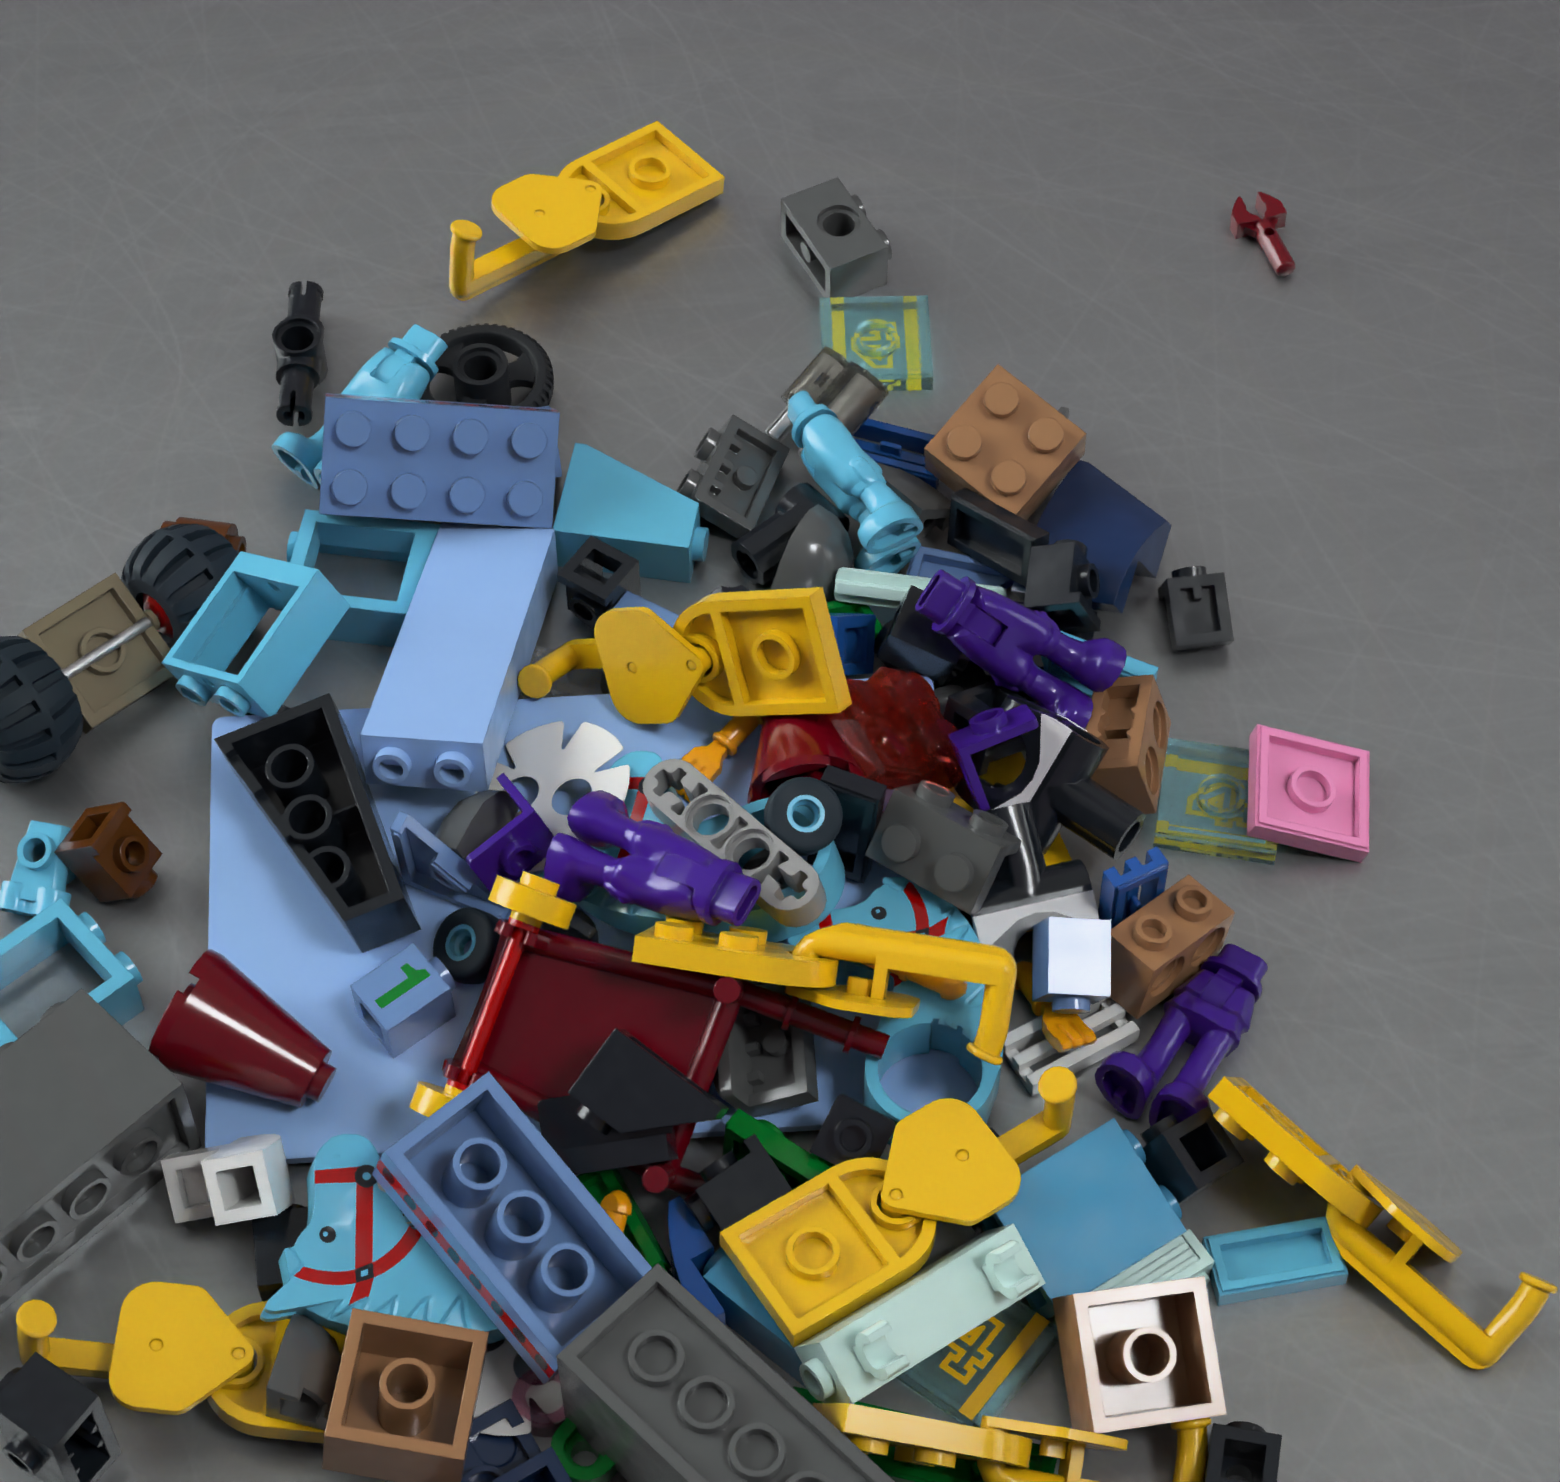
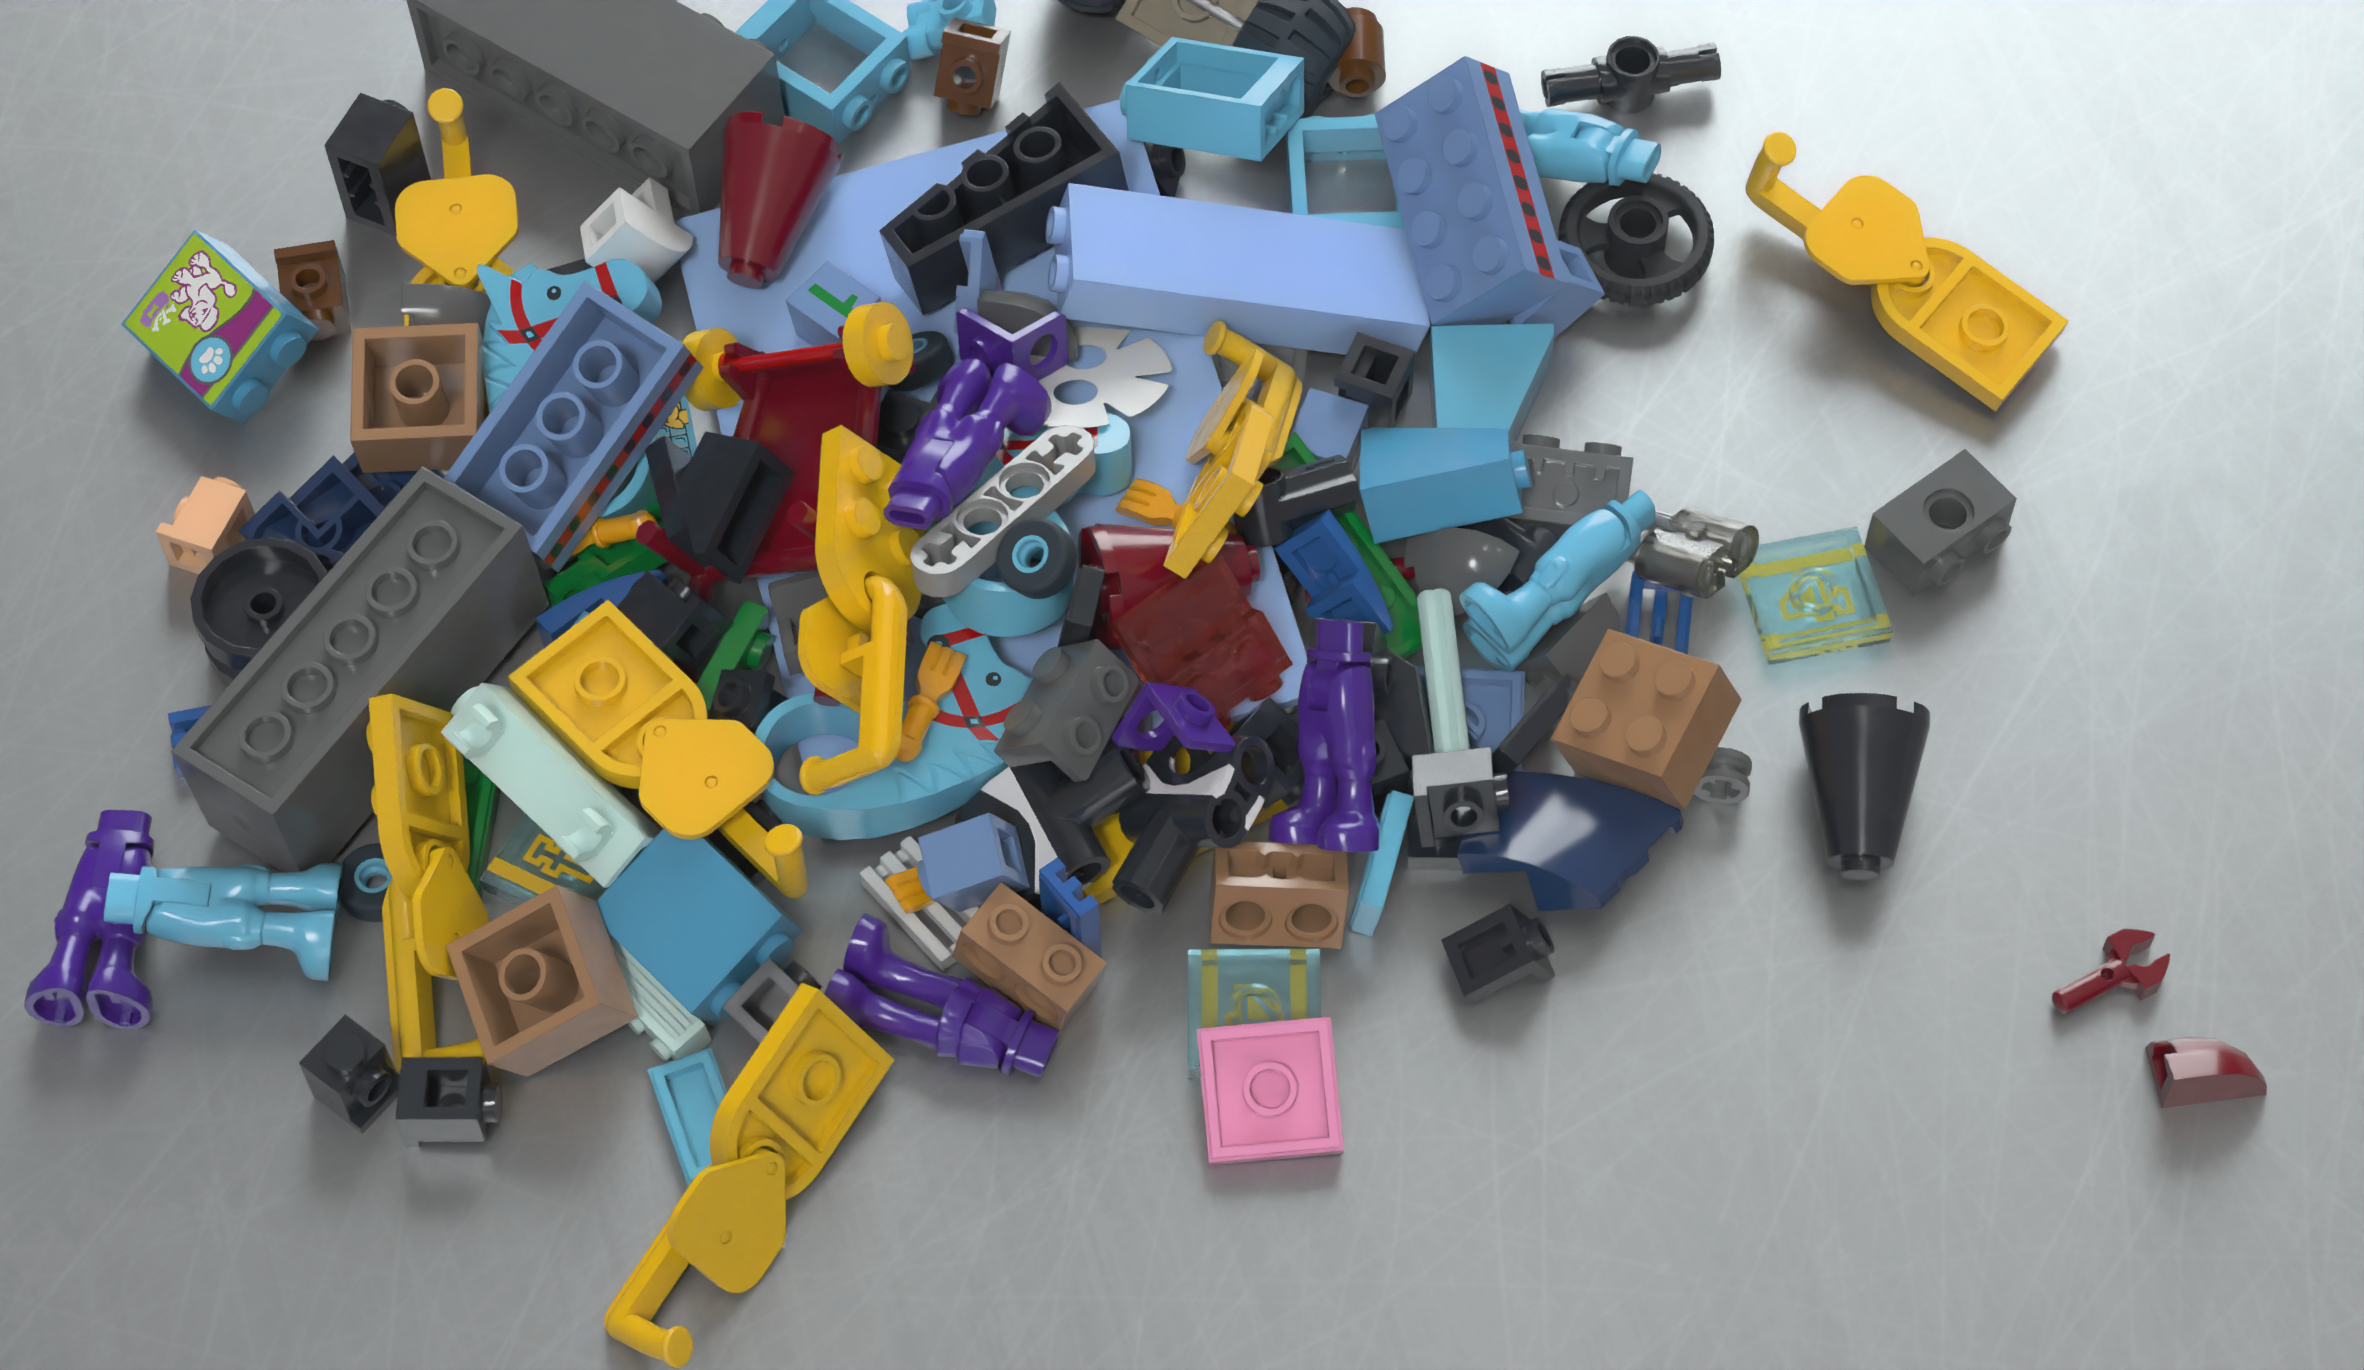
camera: 80 degrees right, 5 degrees up
(728, 537) = (1438, 478): none -> dark azure slope
(1081, 332) = (1862, 776): none -> black cone
(1357, 200) = (2202, 1071): none -> brick

